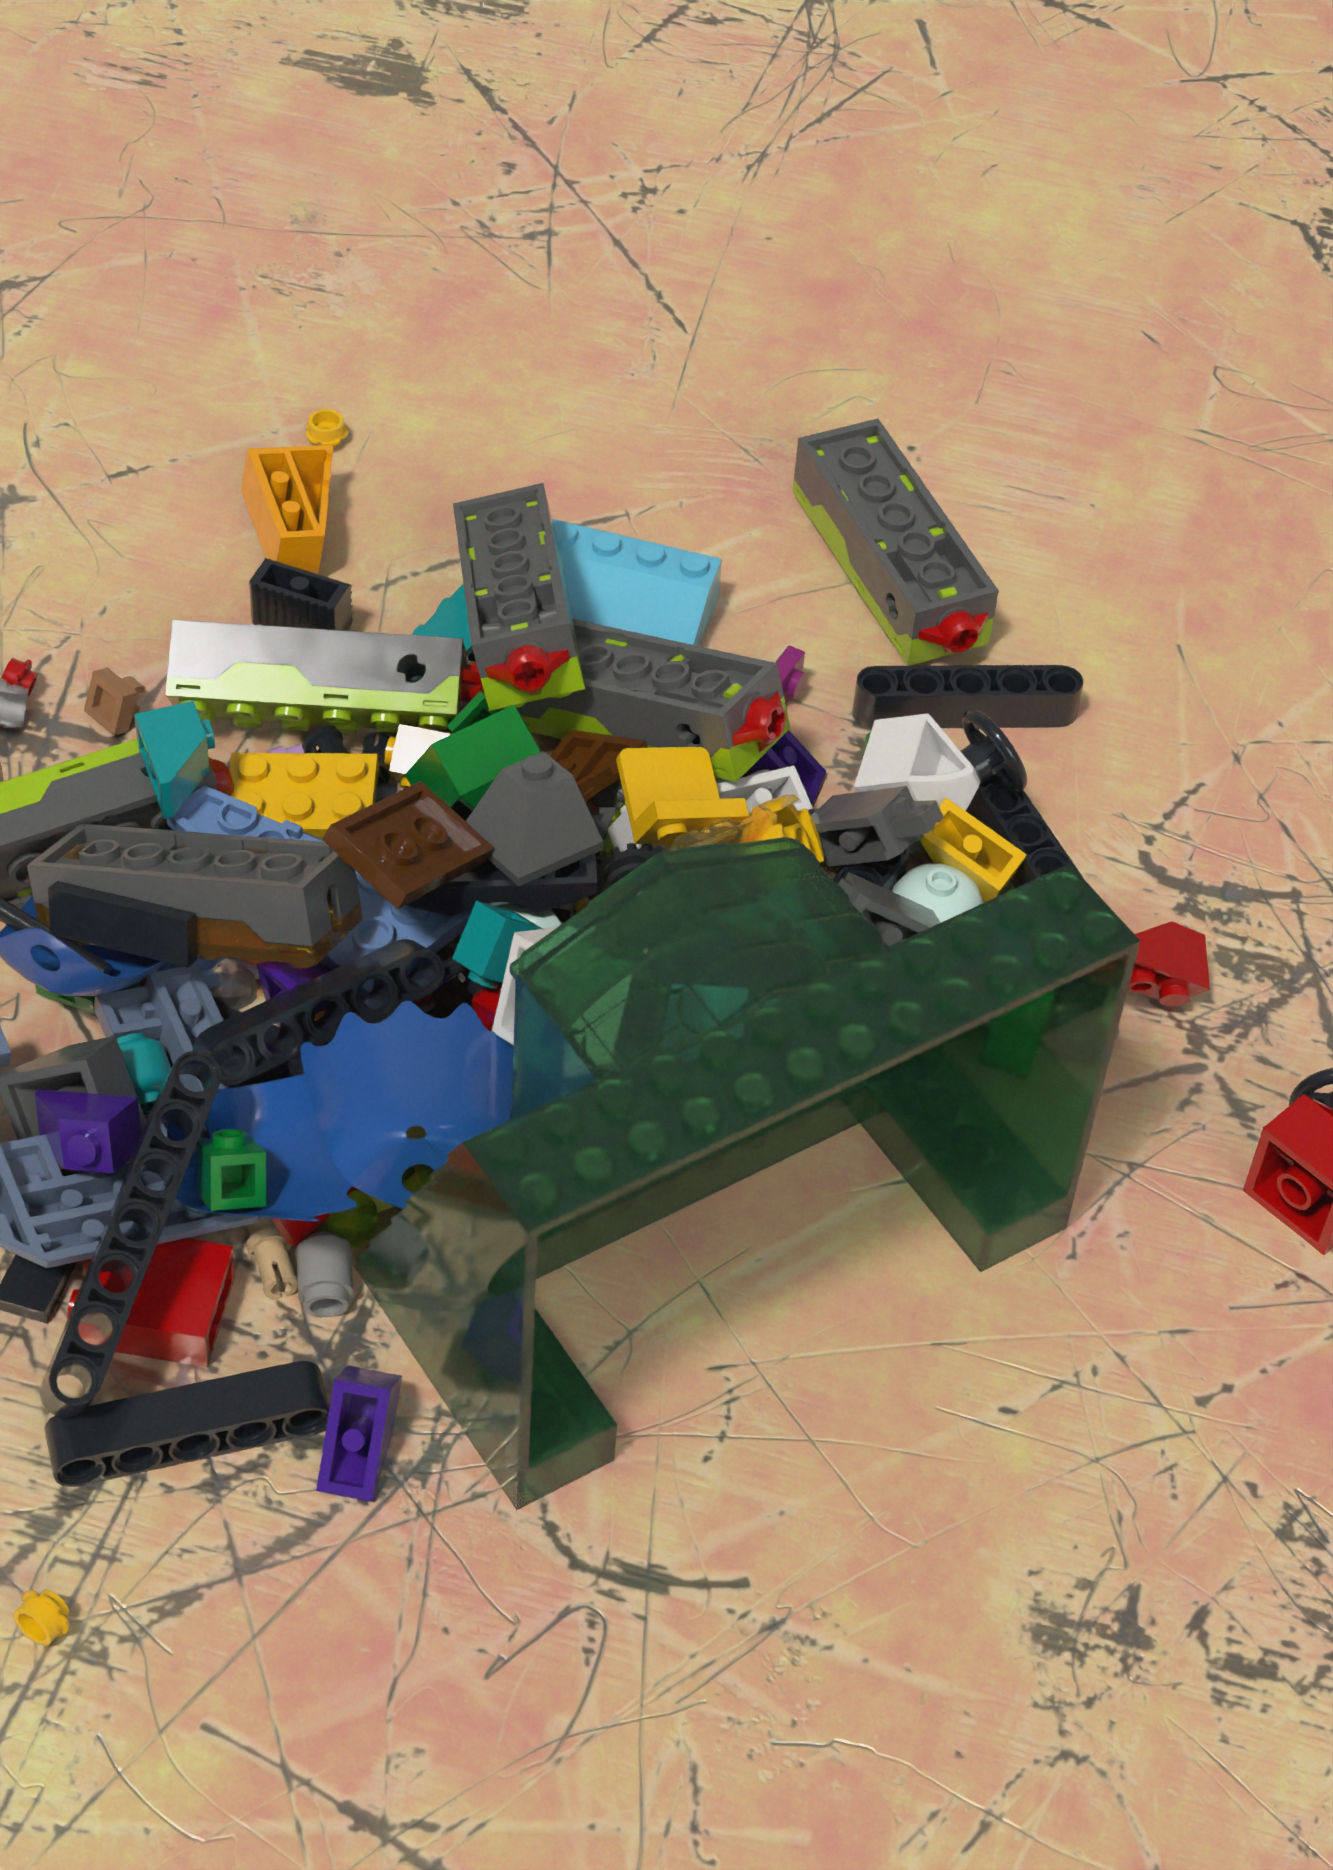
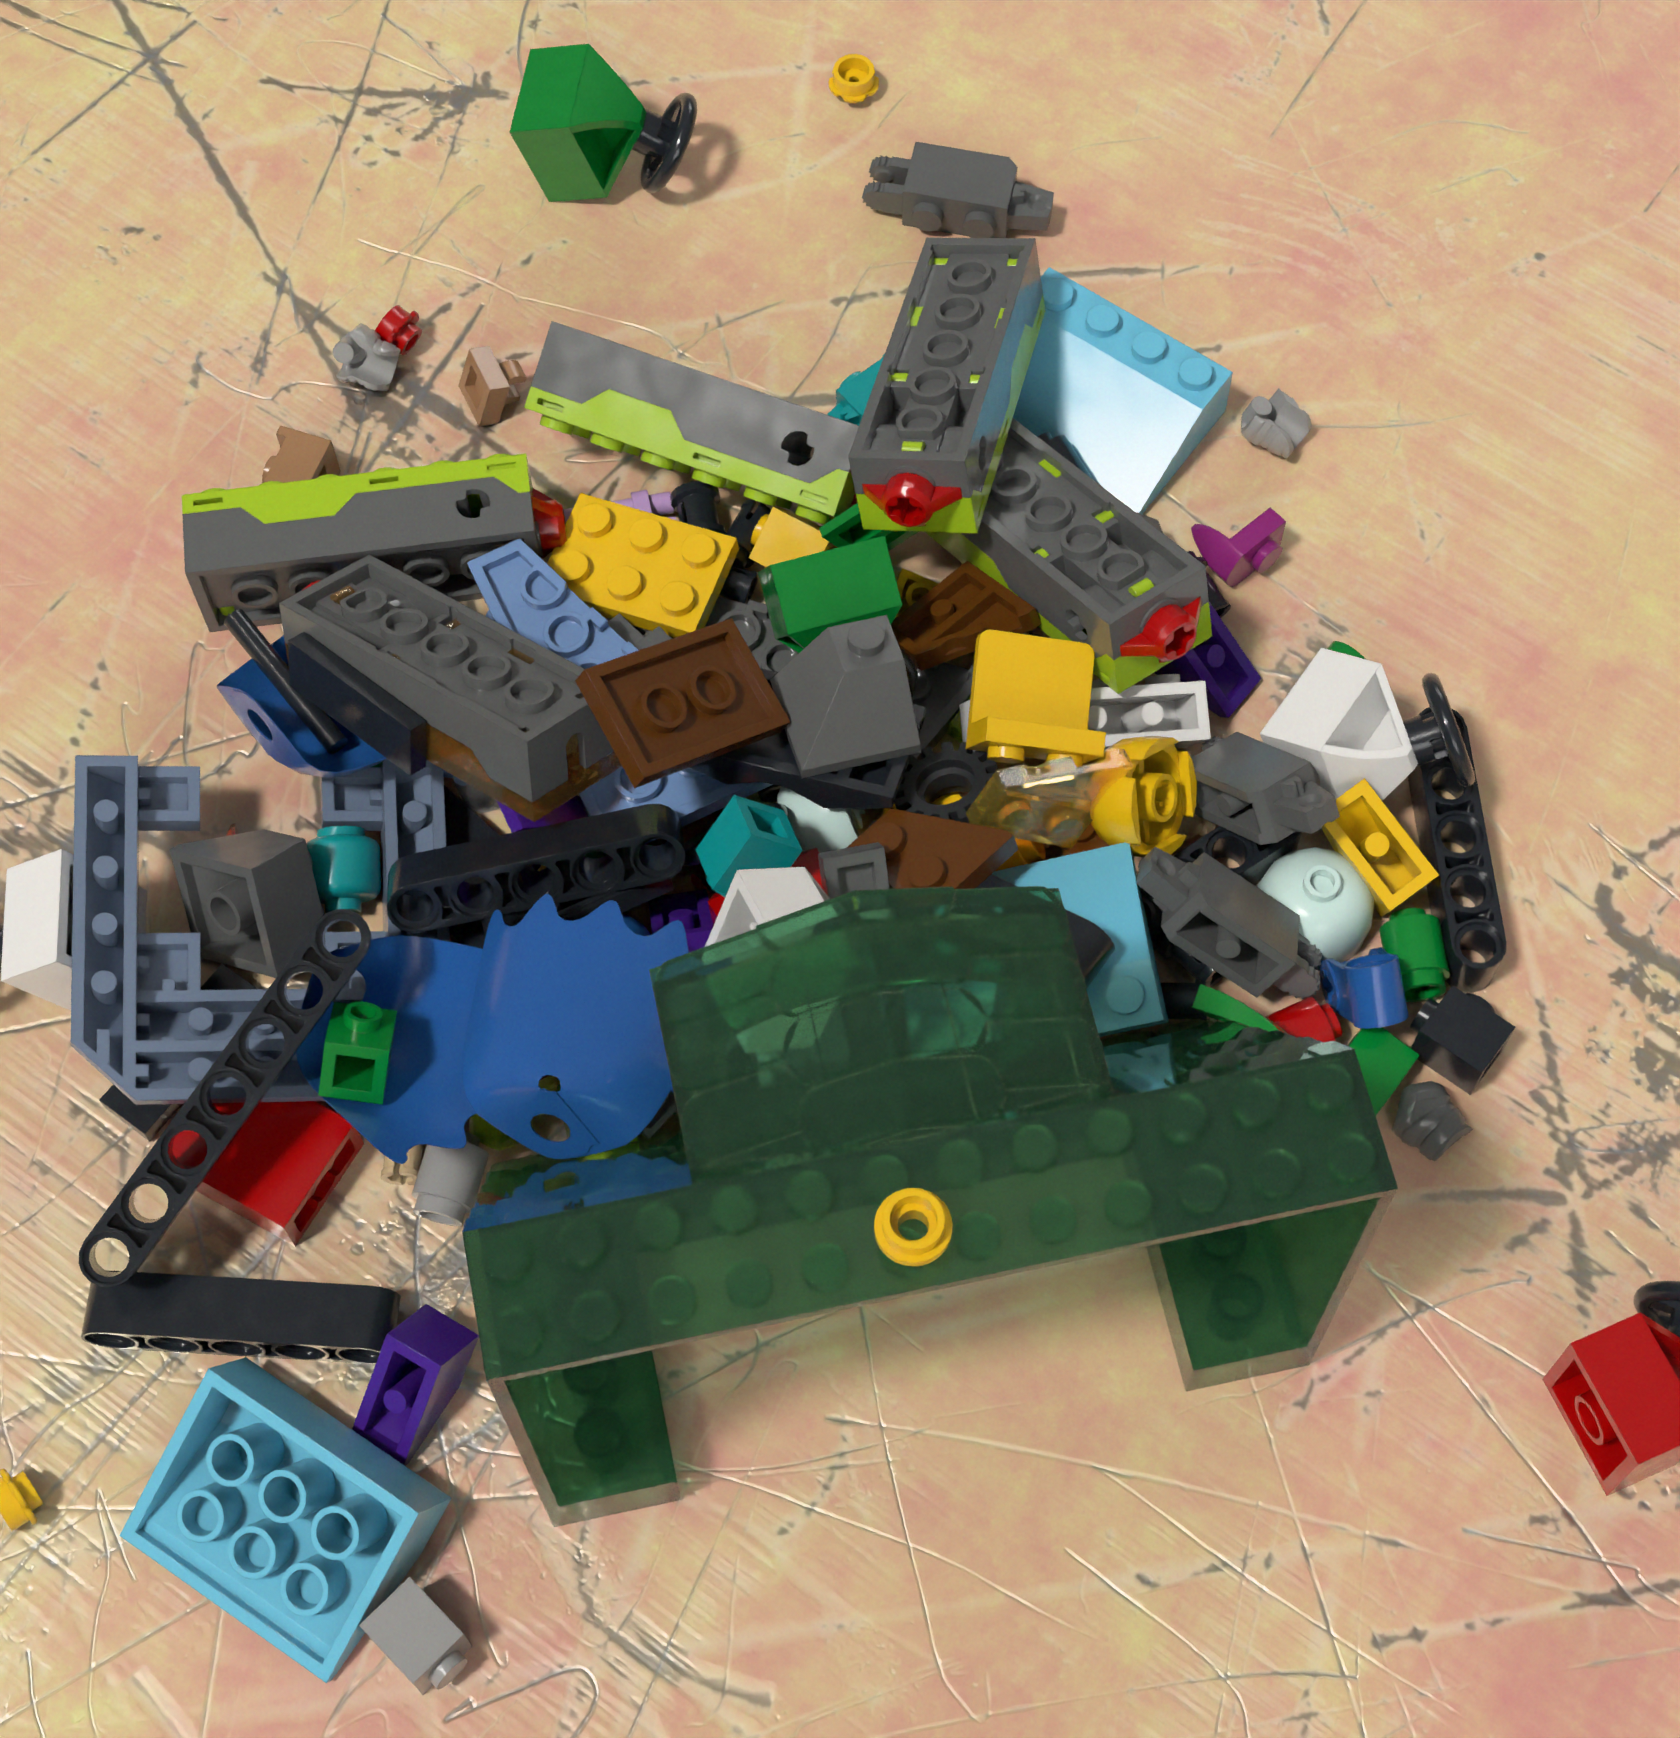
camera: 25 degrees right, 15 degrees up
(89, 1128) = (239, 946): dark purple slope -> none
(127, 491) = (582, 122): none -> green piece
(174, 752) = (489, 498): teal slope -> none
(286, 1560) = (282, 1515): none -> medium azure slope
(289, 501) = (771, 174): light orange wedge -> none
(298, 598) = (733, 310): black brick -> none
(433, 482) = (957, 192): none -> dark grey hinge
(442, 1612) = (418, 1637): none -> light grey brick
(763, 594) = (1275, 423): none -> light grey arm
(813, 1027) = (919, 1205): none -> yellow plate
(894, 542) = (1454, 395): dark grey piece -> none
(1006, 693) = (1495, 621): black beam -> none
(1170, 964) = (1539, 1056): red slope -> none

